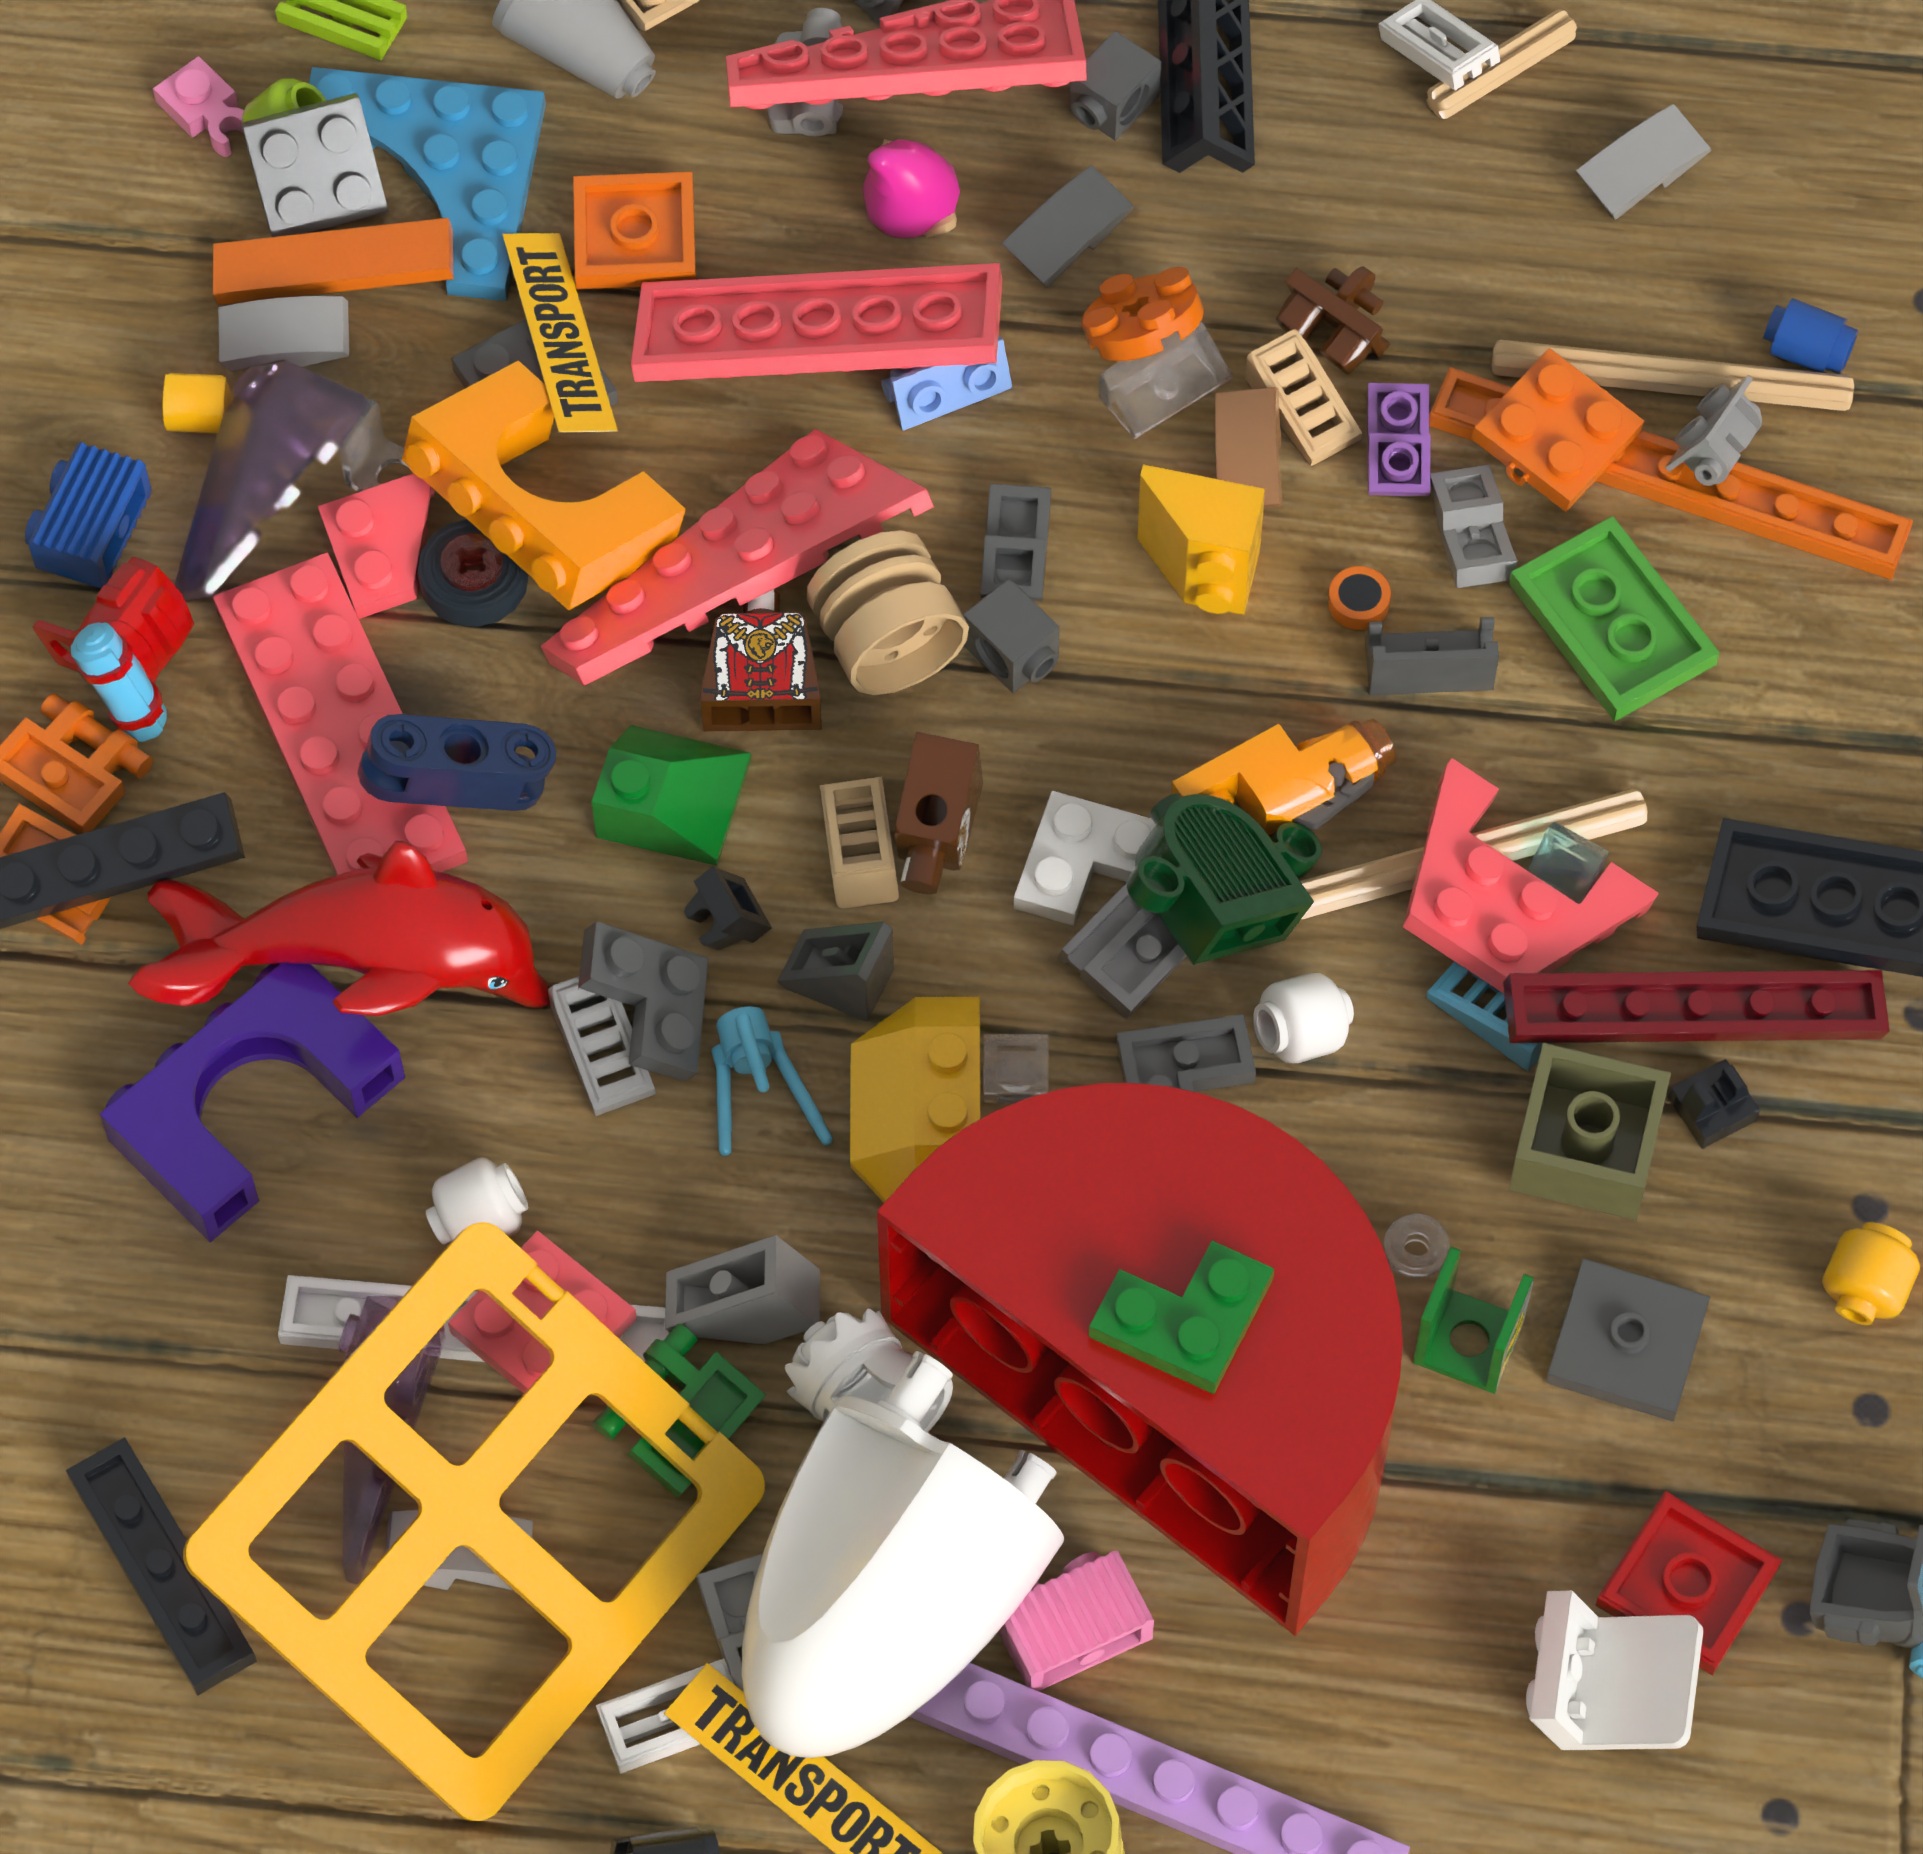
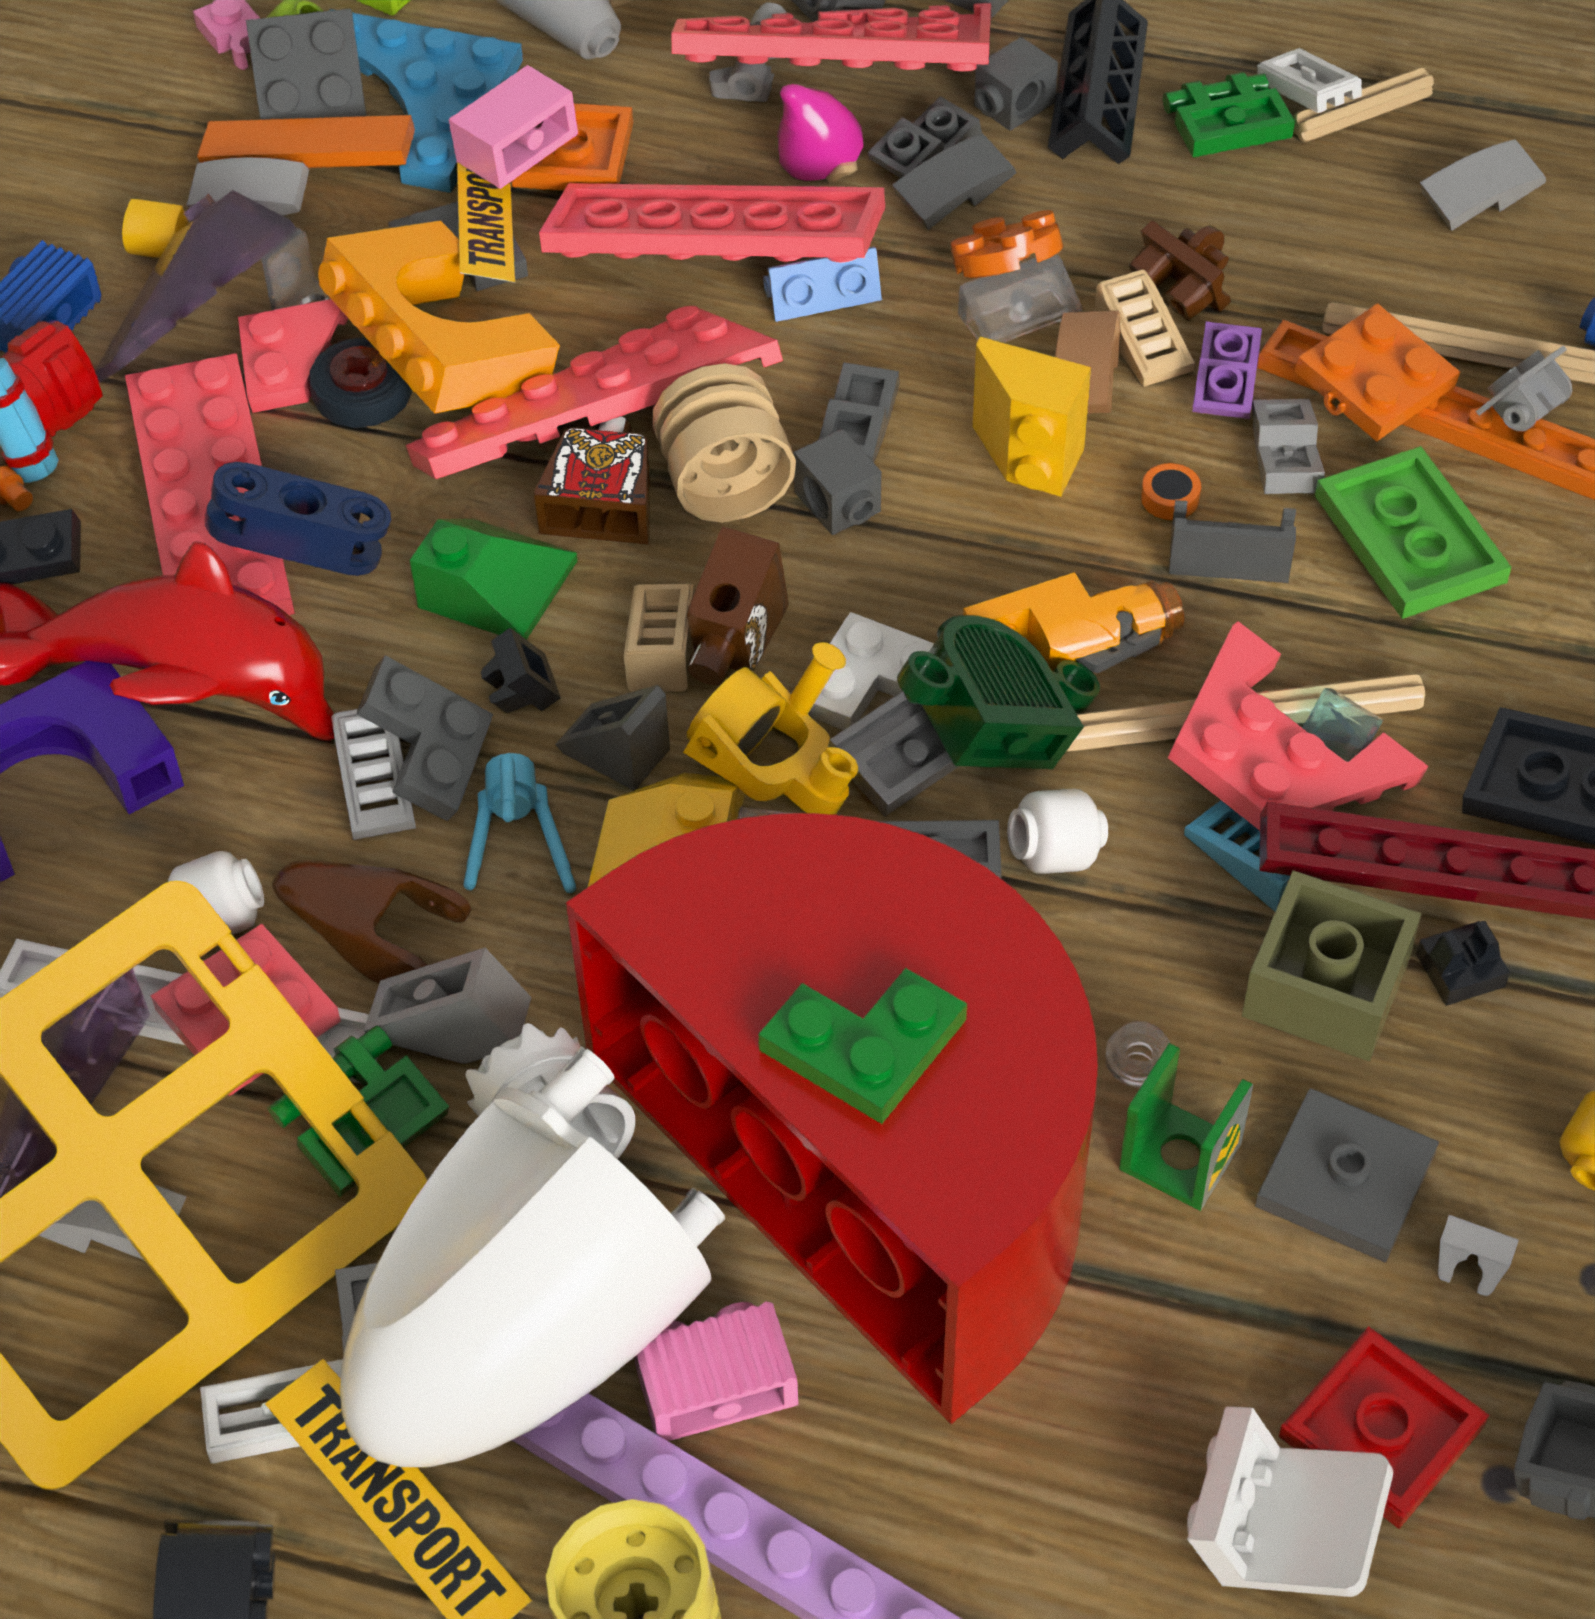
camera: 10 degrees right, 10 degrees down
(574, 230) = (513, 126): none -> bright pink brick
(615, 1196) = (350, 900): none -> reddish brown animal
(1027, 173) = (913, 143): none -> dark grey slope
(1043, 992) = (745, 712): none -> yellow piece
(1361, 108) = (1229, 114): none -> green plate
(1758, 1392) = (1466, 1238): none -> light grey tile

